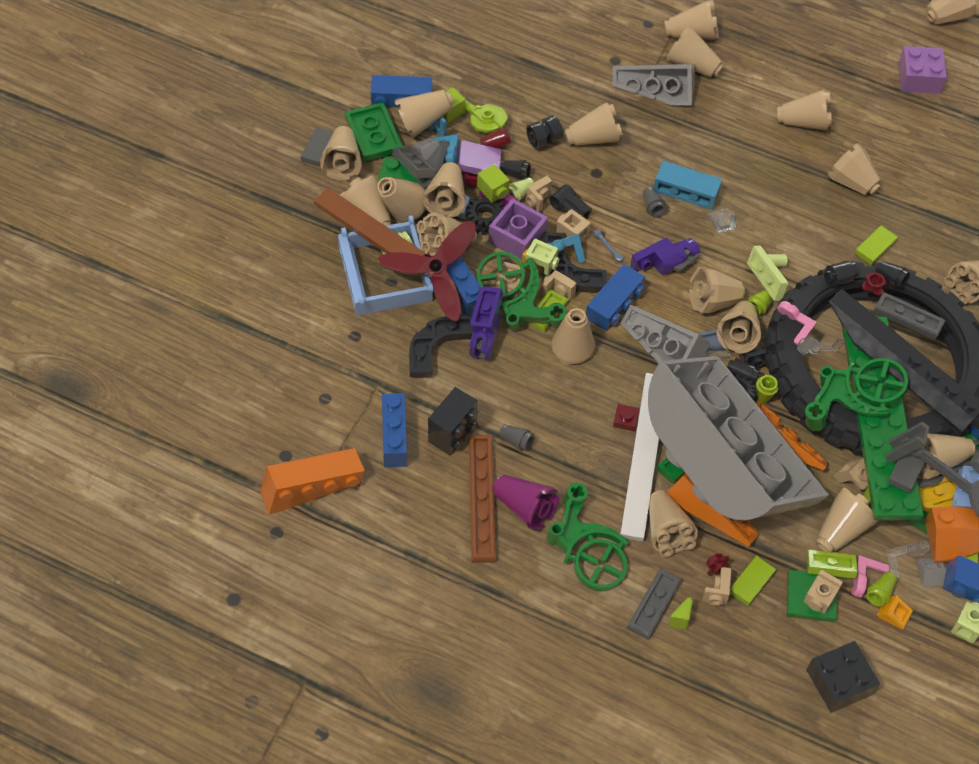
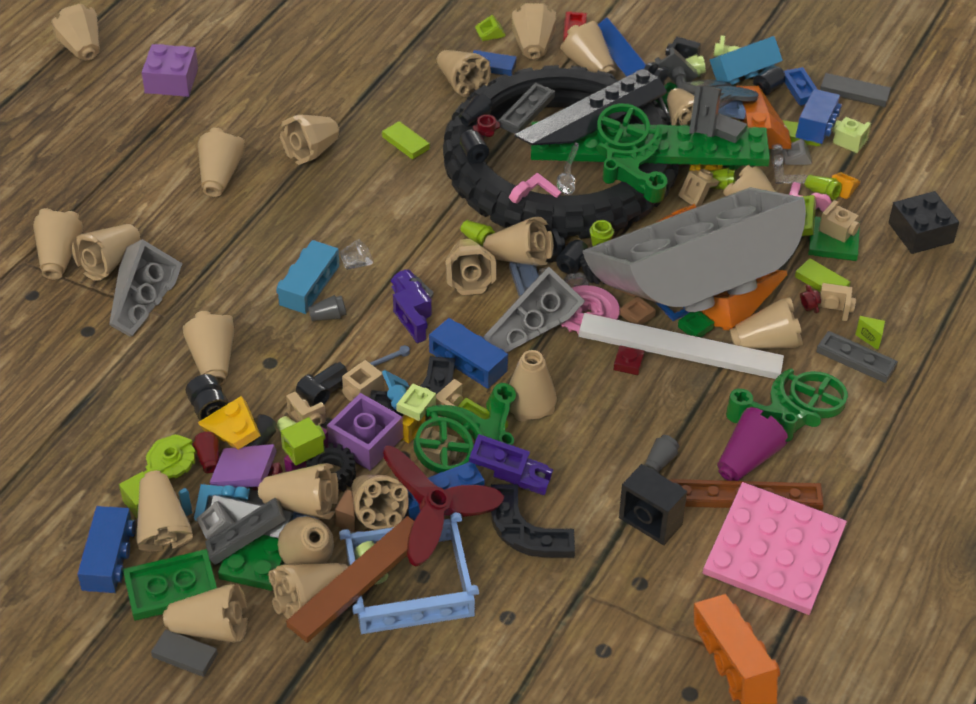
camera: 85 degrees left, 10 degrees down
(394, 430) = (659, 568): blue brick -> none
(422, 518) = (775, 548): none -> bright pink plate
(519, 149) = (232, 424): none -> yellow wing
(766, 270) = (447, 218): yellowish green piece -> none

